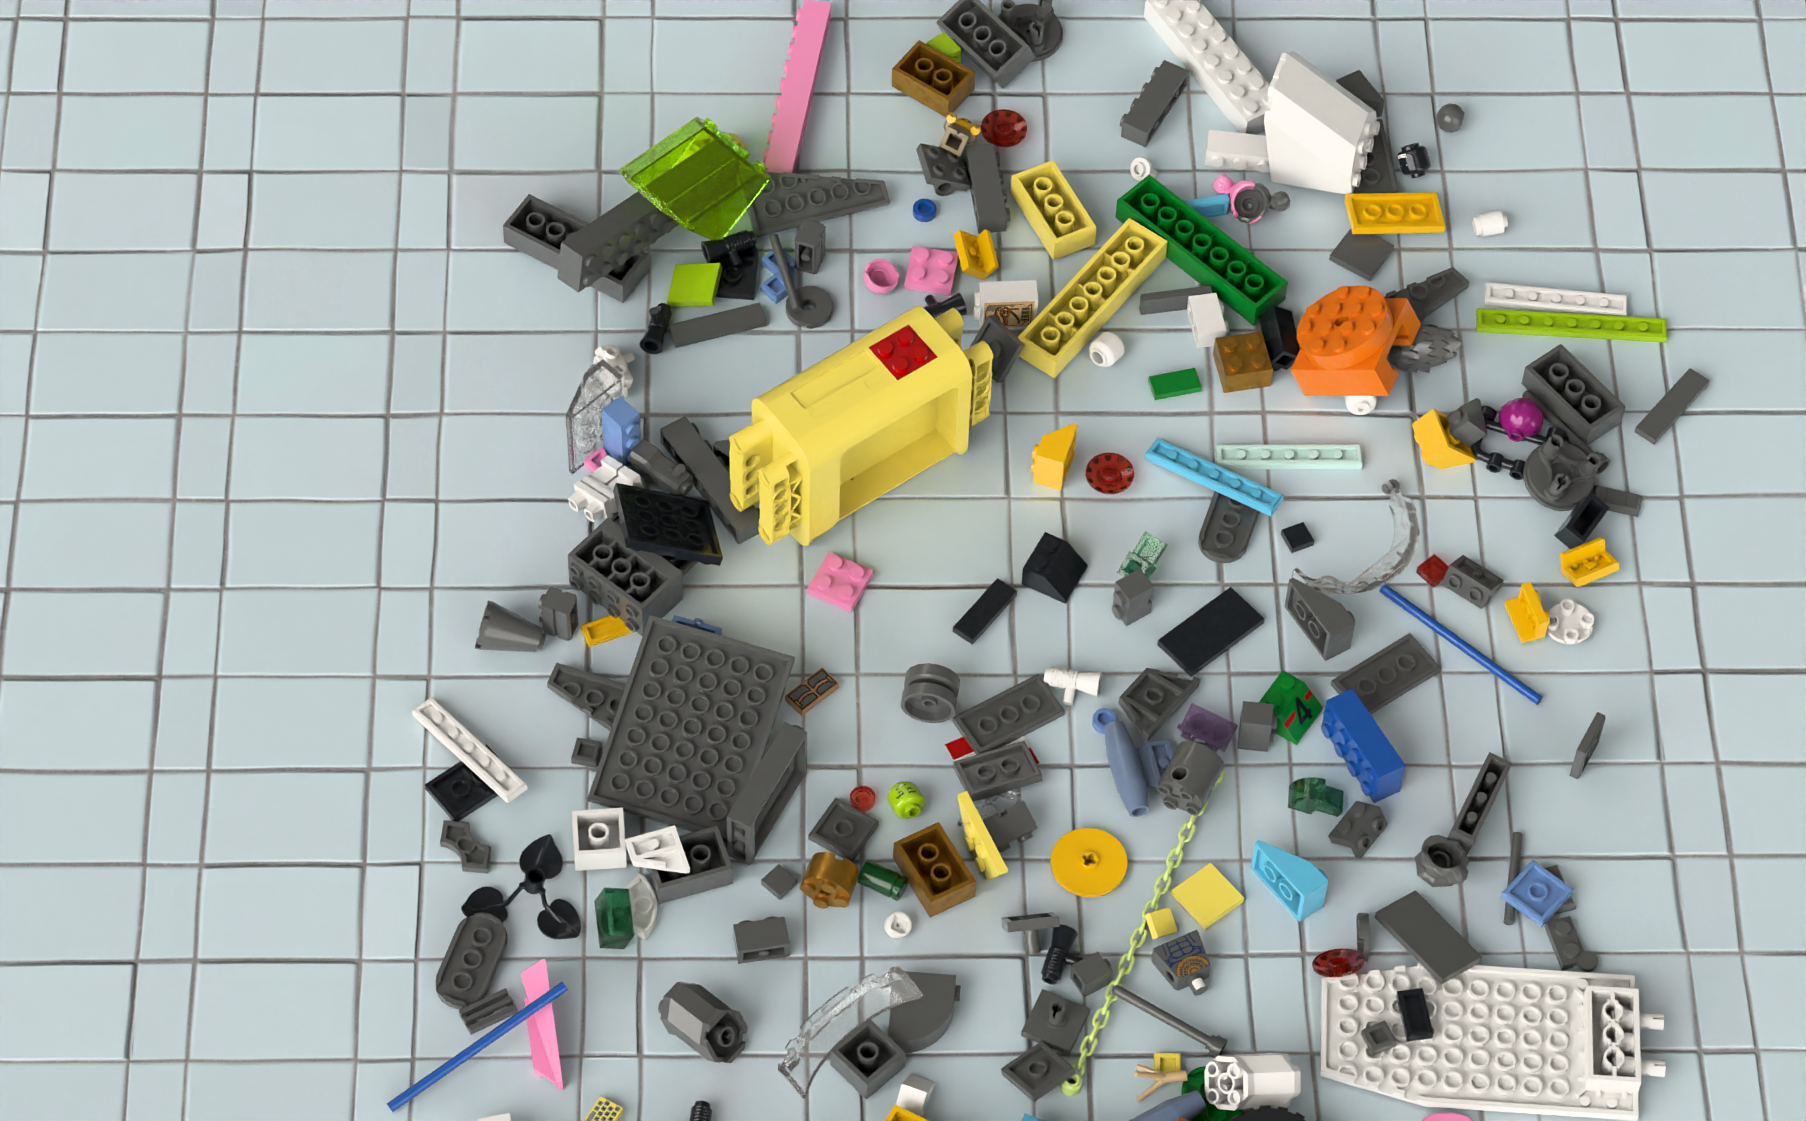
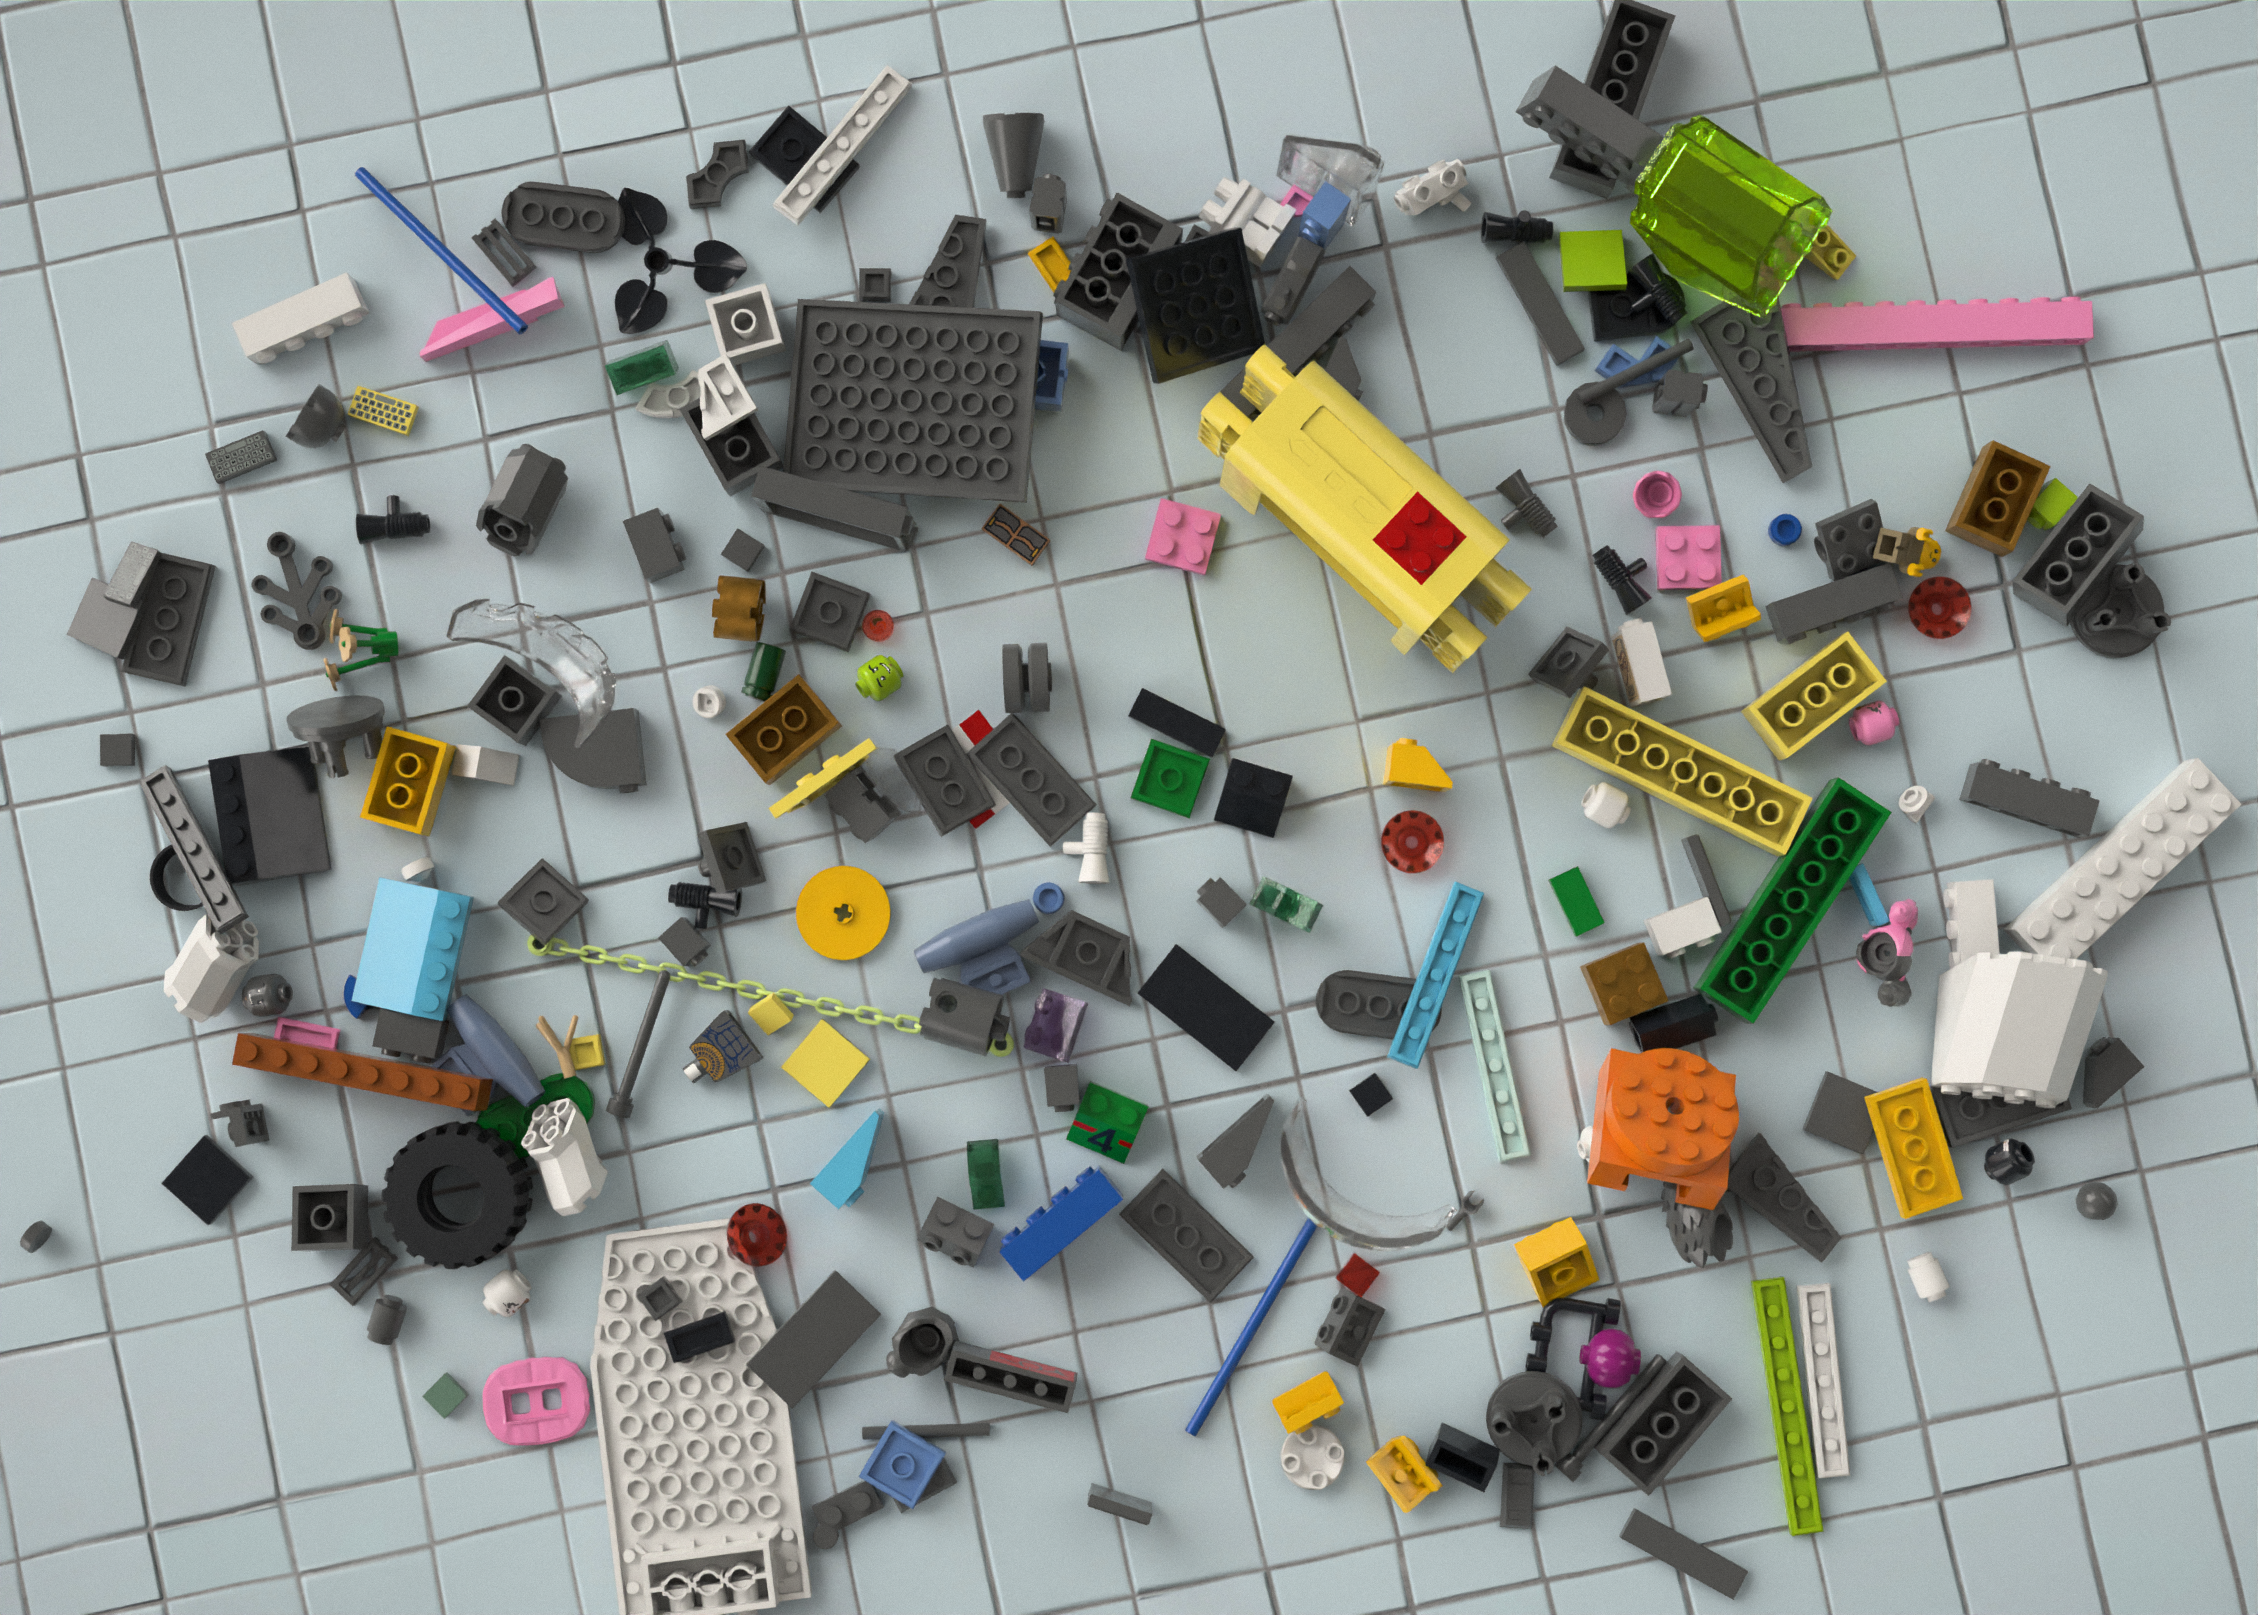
camera: 80 degrees right, 30 degrees up
(1027, 624) = (1170, 778): none -> green tile
(1055, 1022) = (619, 911): dark grey tile -> none
(1081, 181) = (1873, 723): none -> bright pink head
(1363, 934) = (809, 1258): dark grey tile -> none
(1468, 423) = (1589, 1289): dark grey slope -> none

